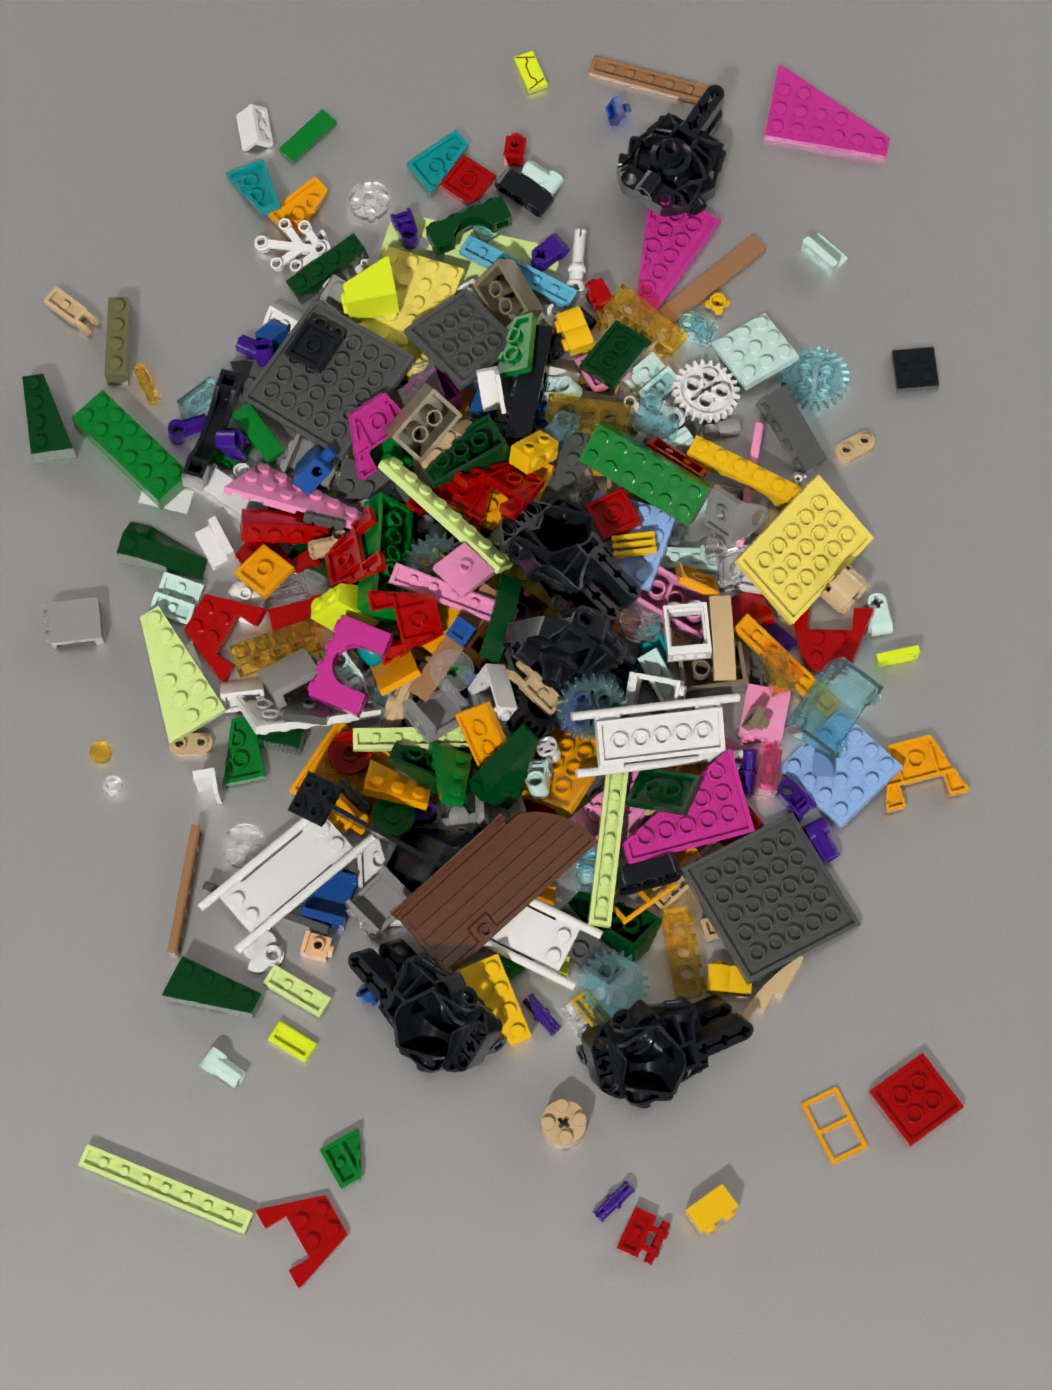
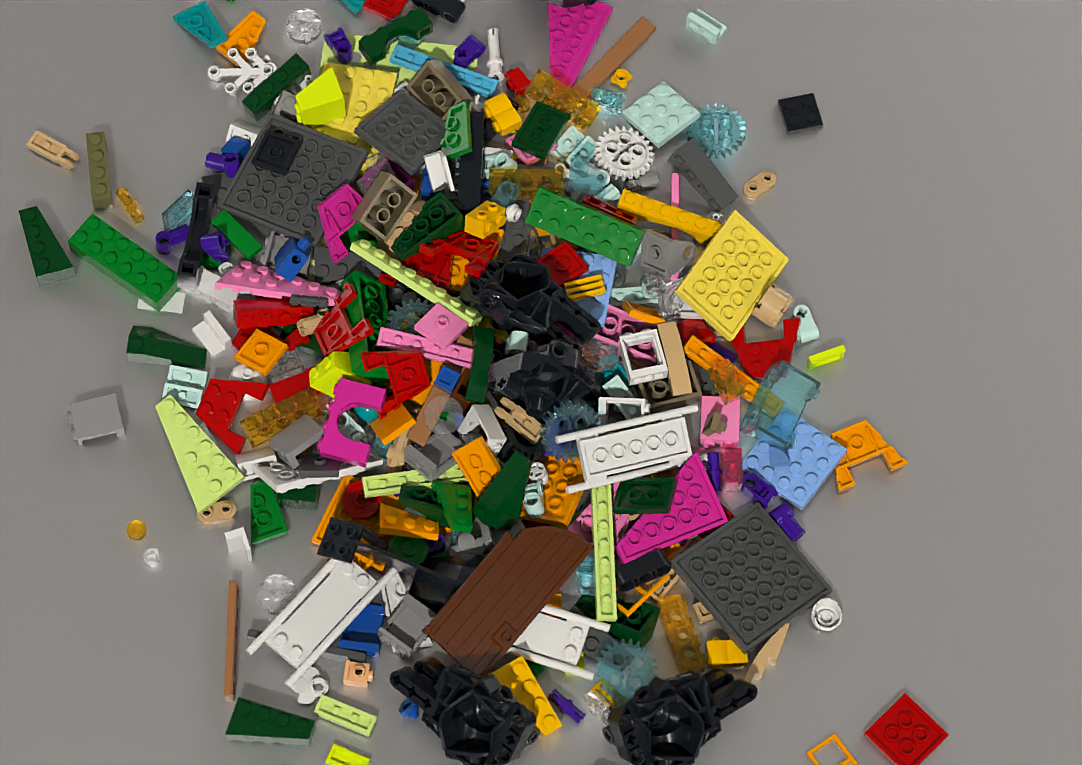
camera: 15 degrees left, 5 degrees down
(545, 600) = (516, 342): none -> light aqua piece
(567, 447) = (513, 213): none -> white plate
(848, 951) = (826, 614): none -> white hair

